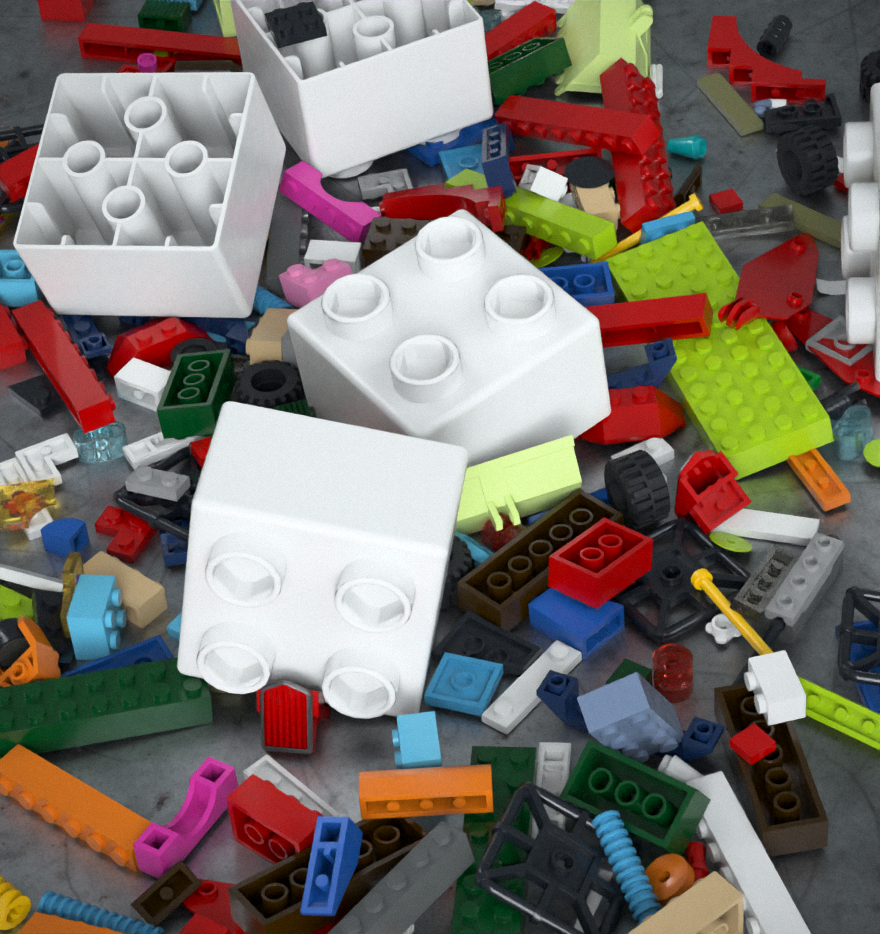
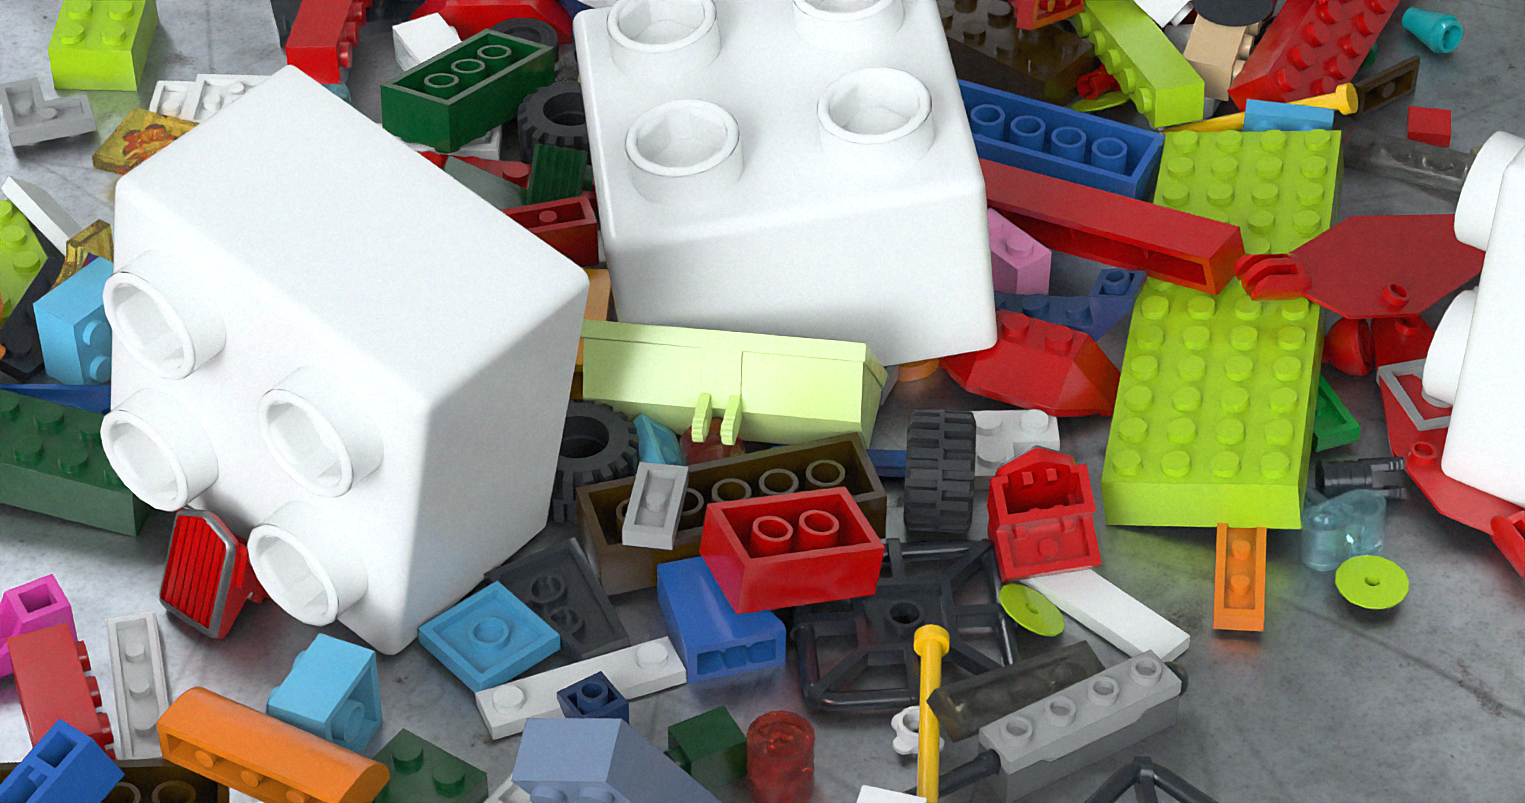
camera: 25 degrees right, 0 degrees up
(513, 571) = (655, 505): none -> light grey plate

